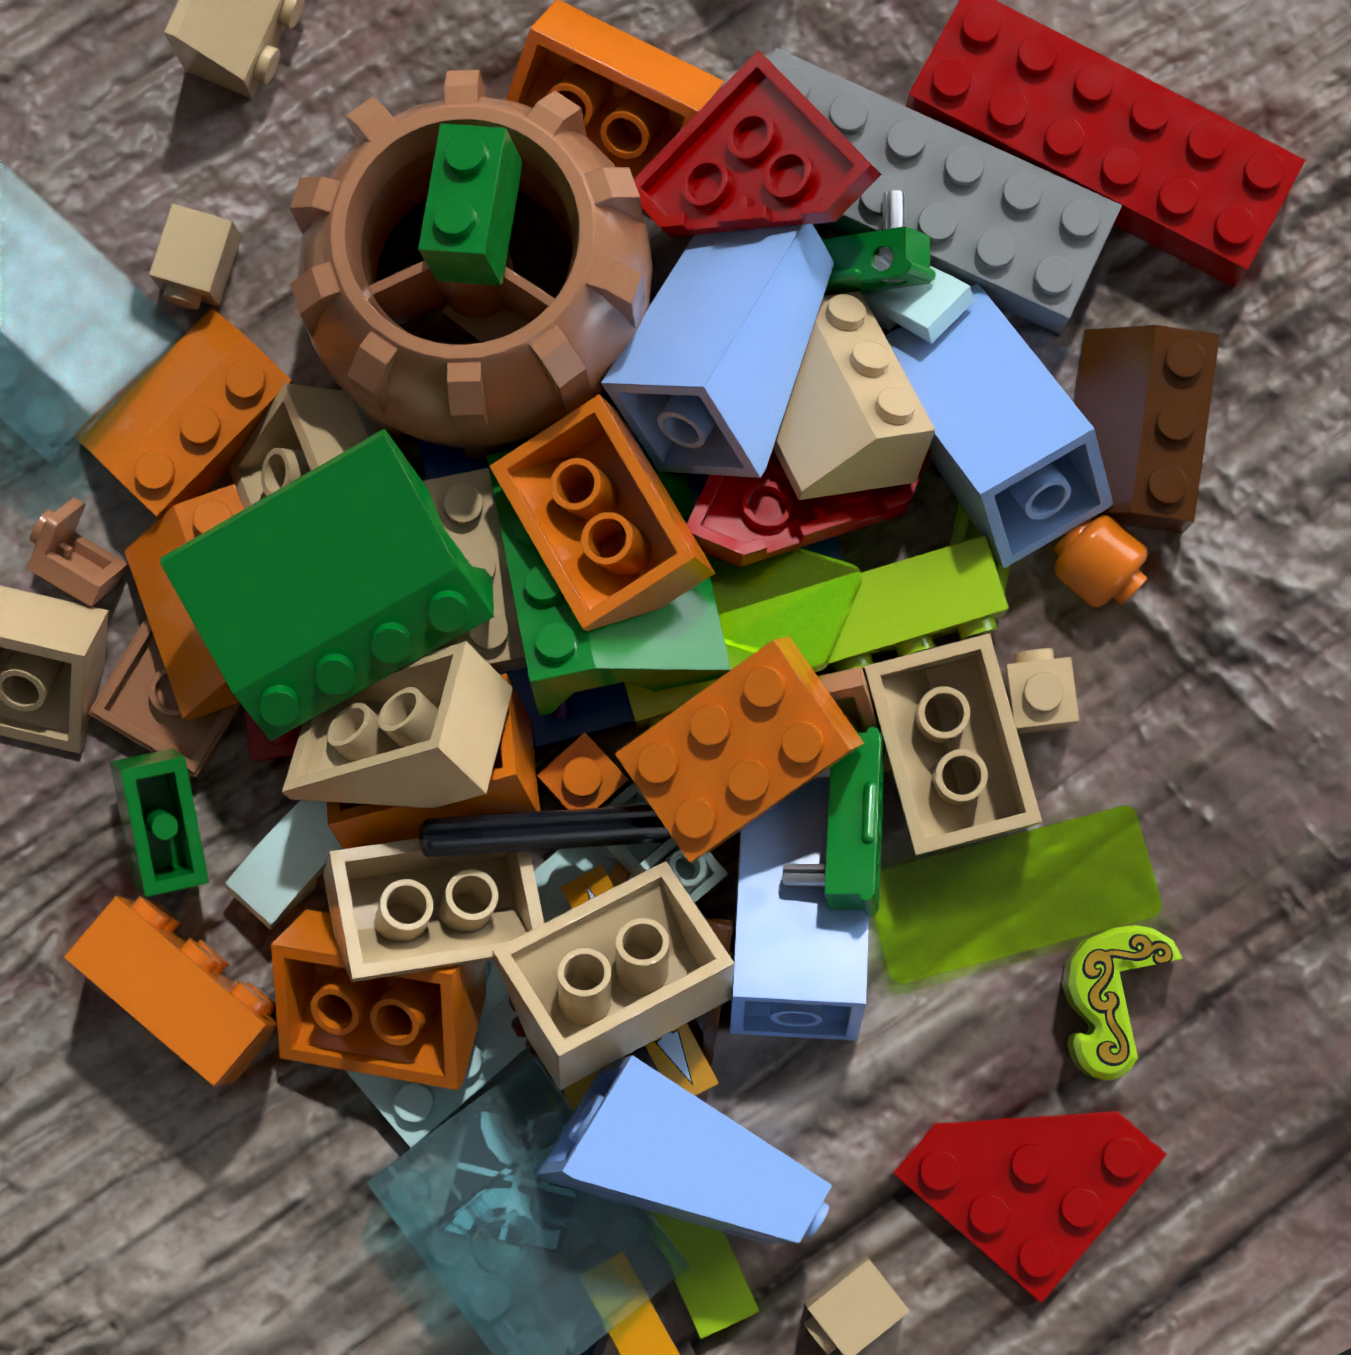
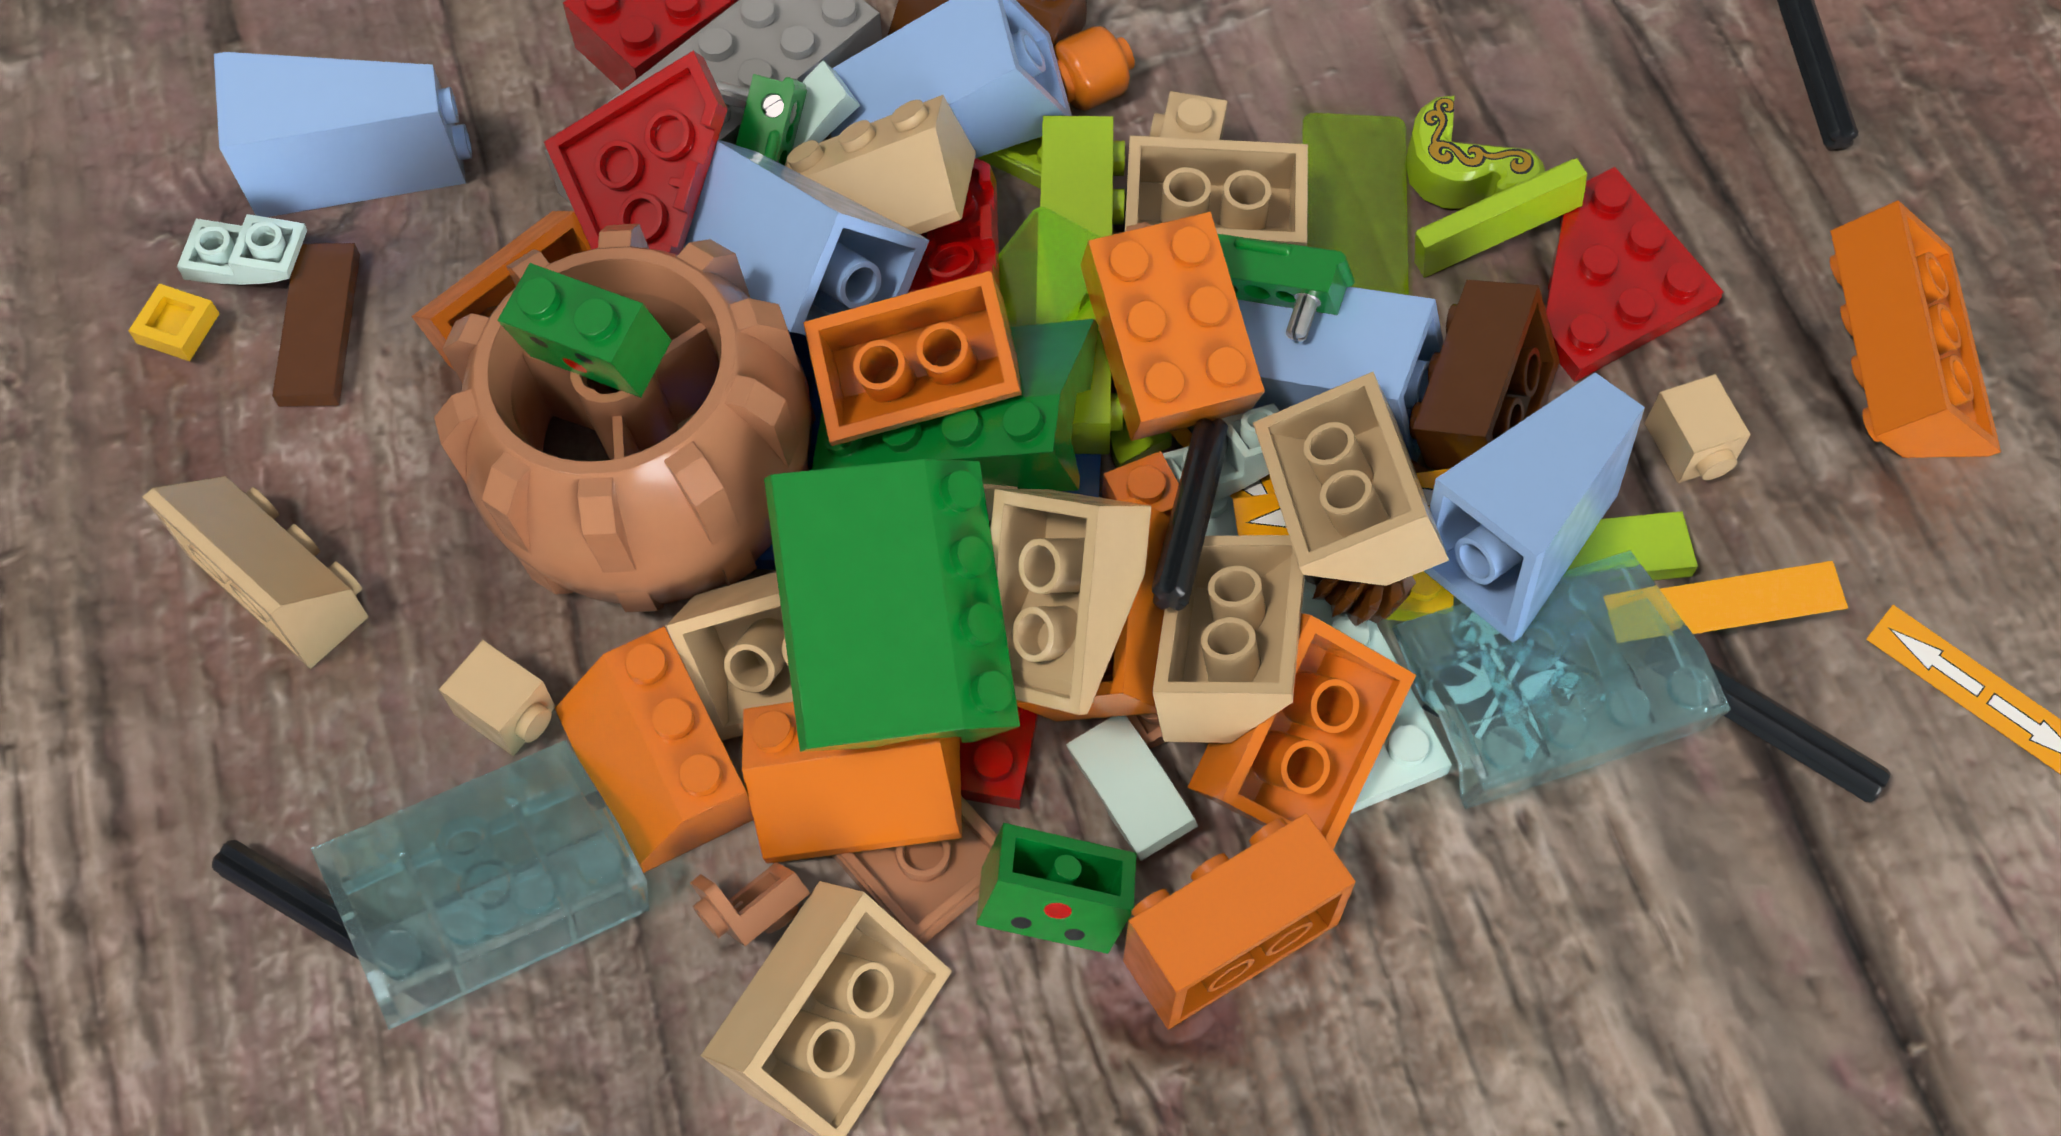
camera: 75 degrees left, 20 degrees down
(822, 1081) = (1488, 372): none -> reddish brown slope
(1043, 1045) = (1500, 217): none -> lime tile

